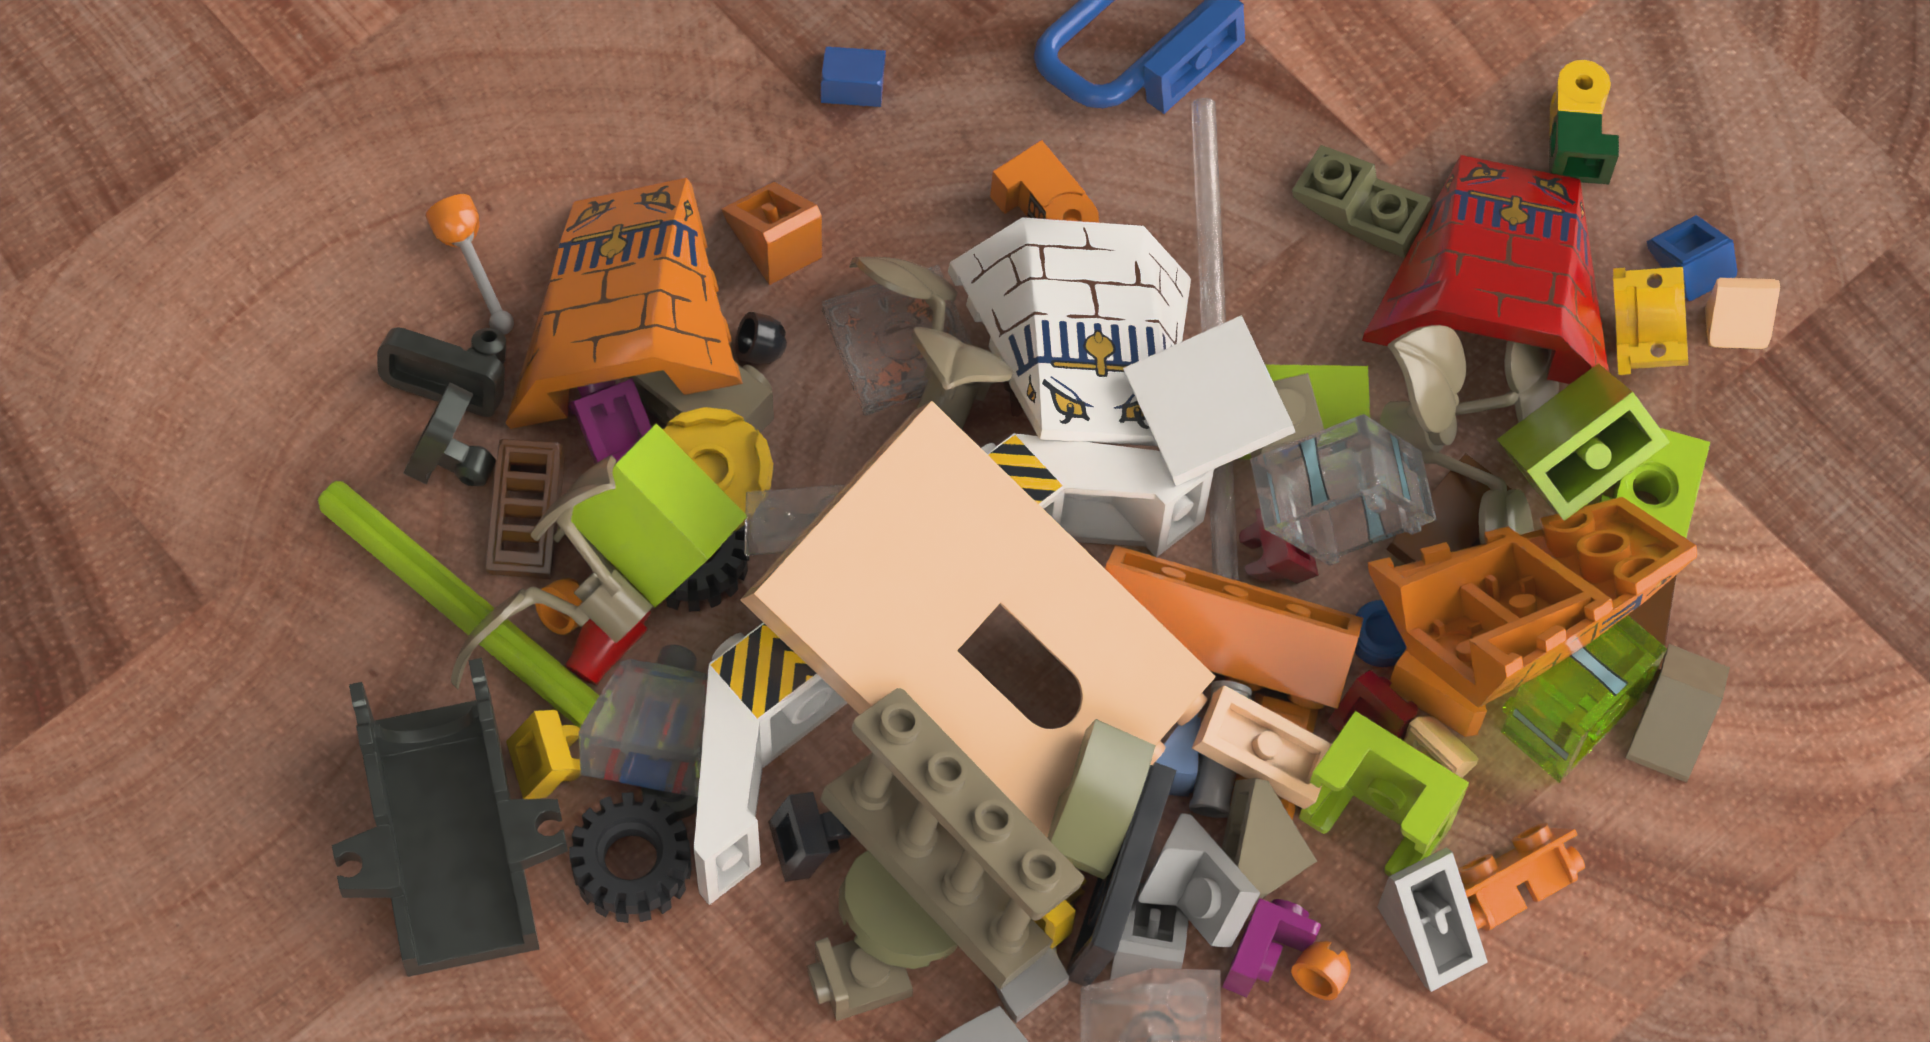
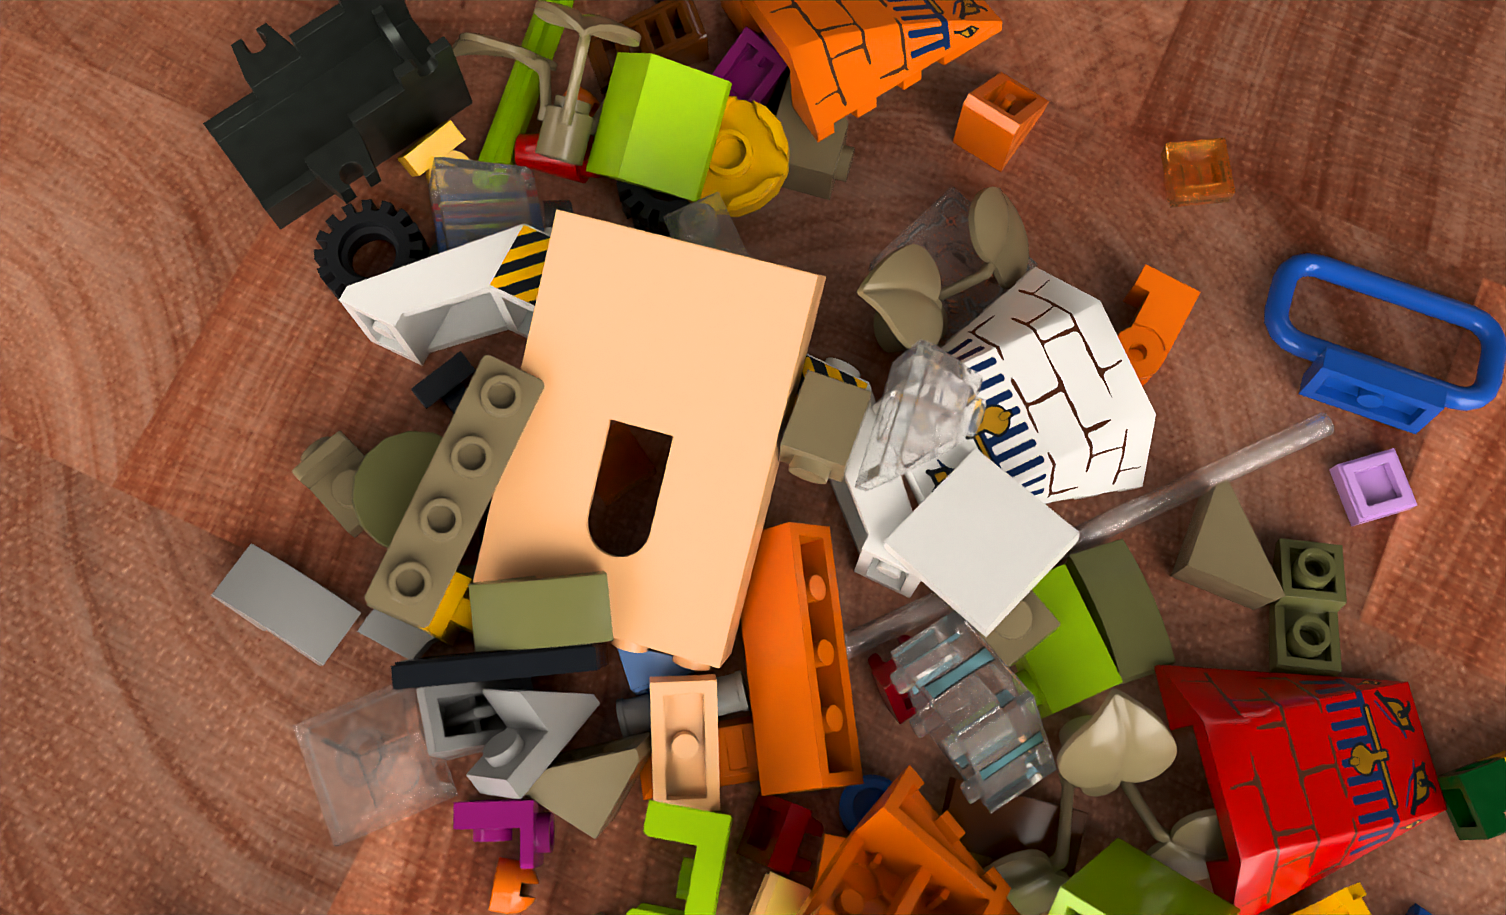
camera: 70 degrees right, 10 degrees up
(760, 339) = (892, 154): black hinge -> none
(853, 76) = (1184, 114): blue slope -> none
(921, 90) = (1197, 172): none -> clear orange tile
(1054, 474) = (823, 428): none -> dark tan brick
(1083, 398) = (922, 413): none -> clear slope
(1278, 97) = (1373, 487): none -> lavender tile
(1284, 238) = (1224, 553): none -> dark tan slope
(1307, 338) = (1122, 608): none -> olive slope

